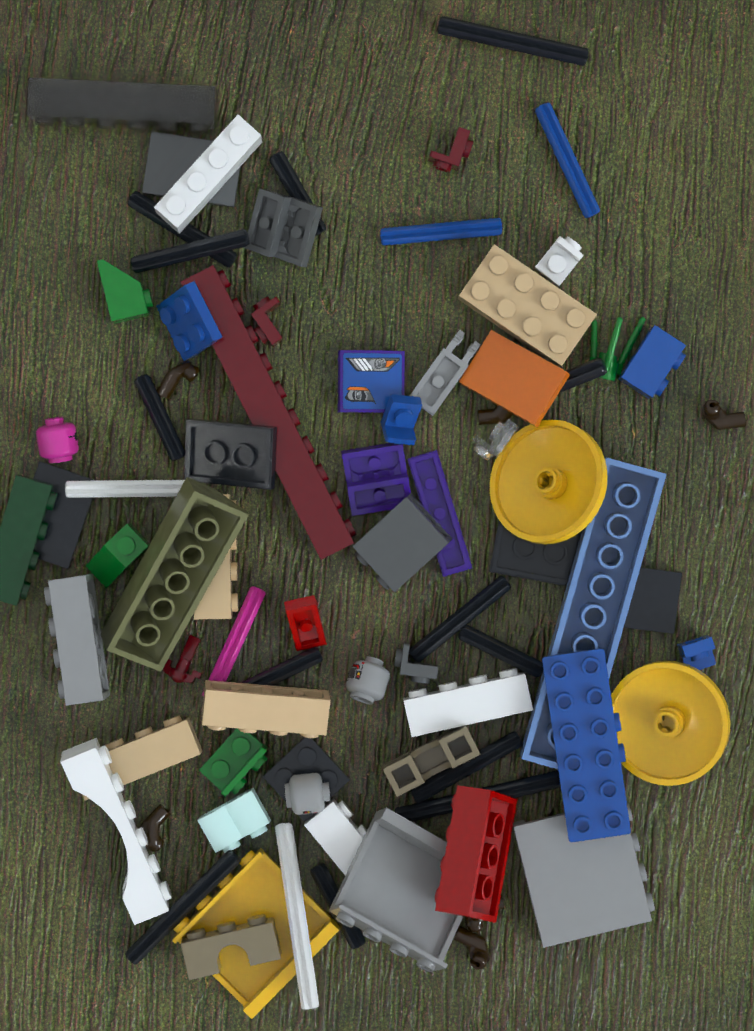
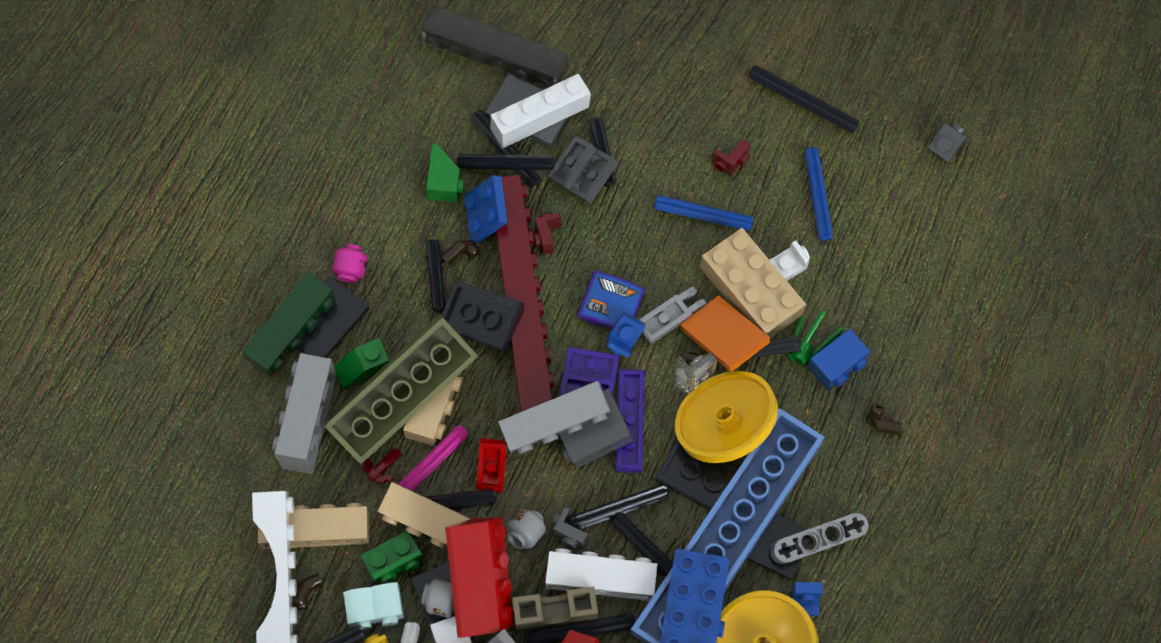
camera: 20 degrees right, 20 degrees down
(122, 488) = (382, 314): white axle -> none
(340, 761) = (479, 576): none -> red slope
(359, 552) = (554, 417): none -> light grey brick
(693, 582) = (818, 535): none -> light grey beam
(701, 38) = (948, 140): none -> dark grey bracket

